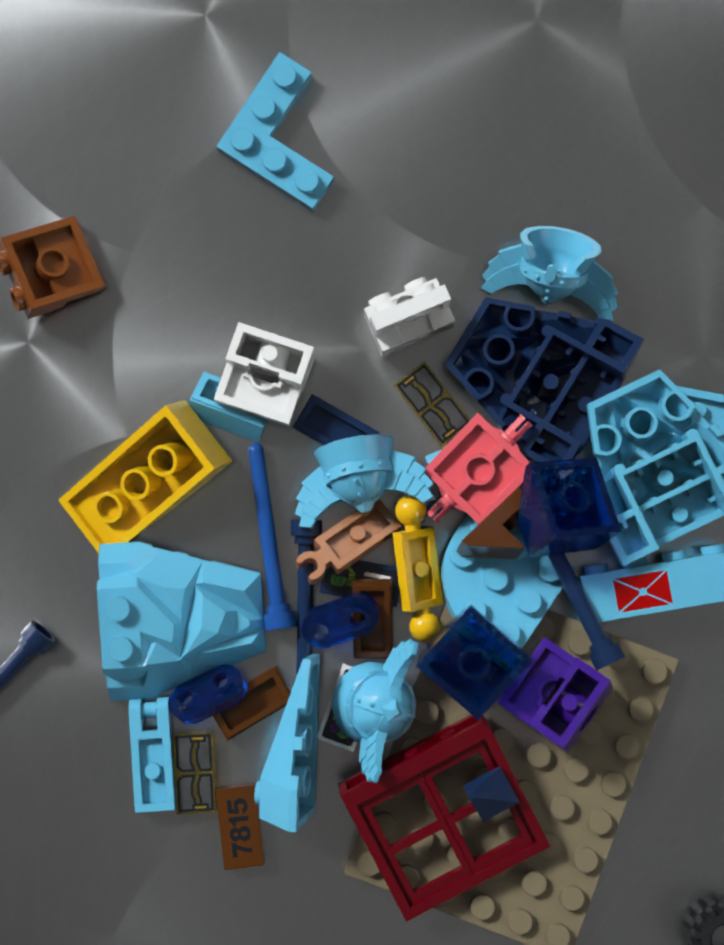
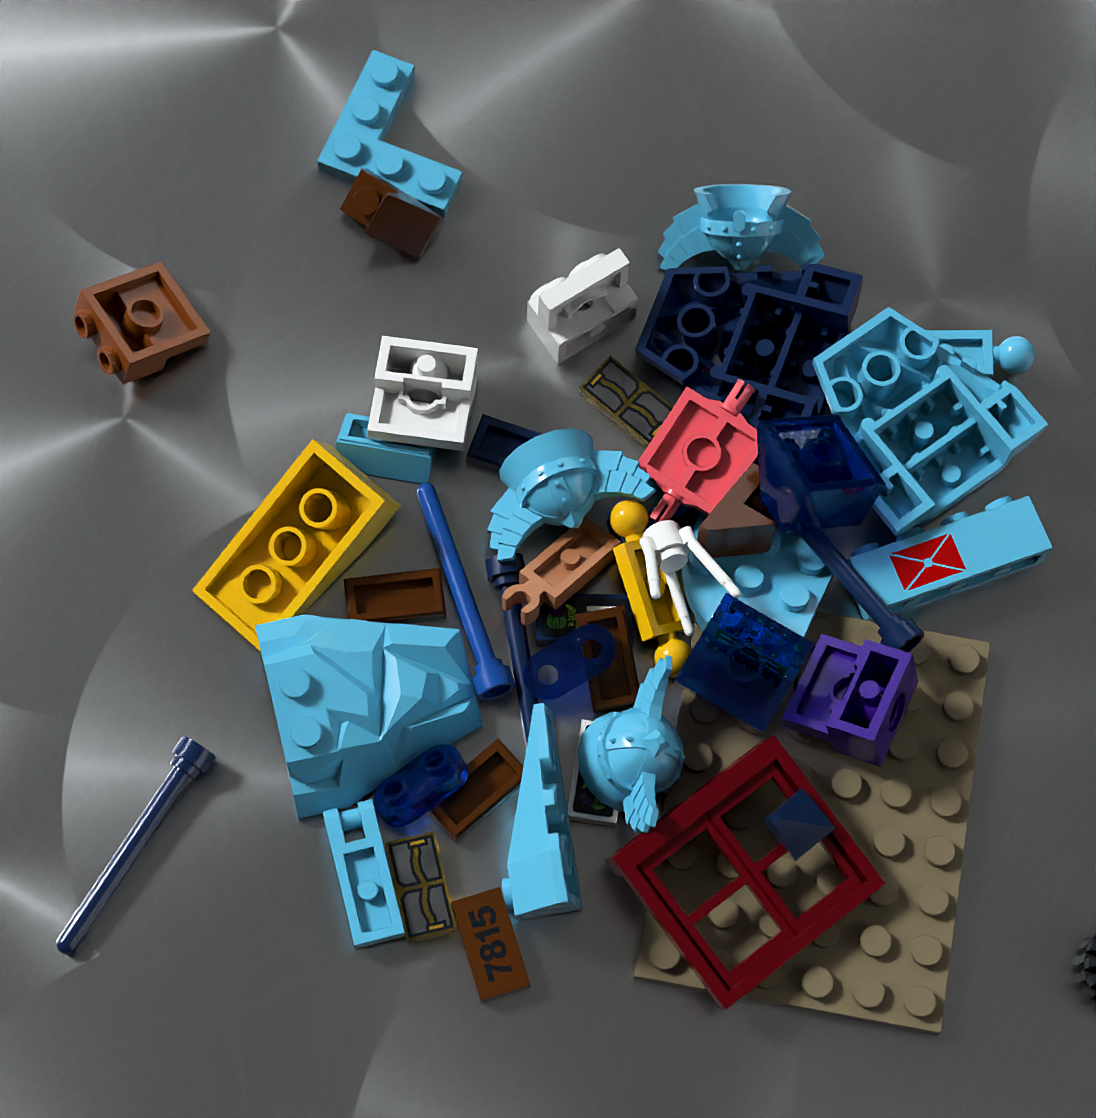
camera: 20 degrees left, 15 degrees down
(215, 535) = (396, 597): none -> reddish brown tile
(268, 205) = (390, 214): none -> reddish brown slope
(434, 546) = (667, 549): none -> white plant

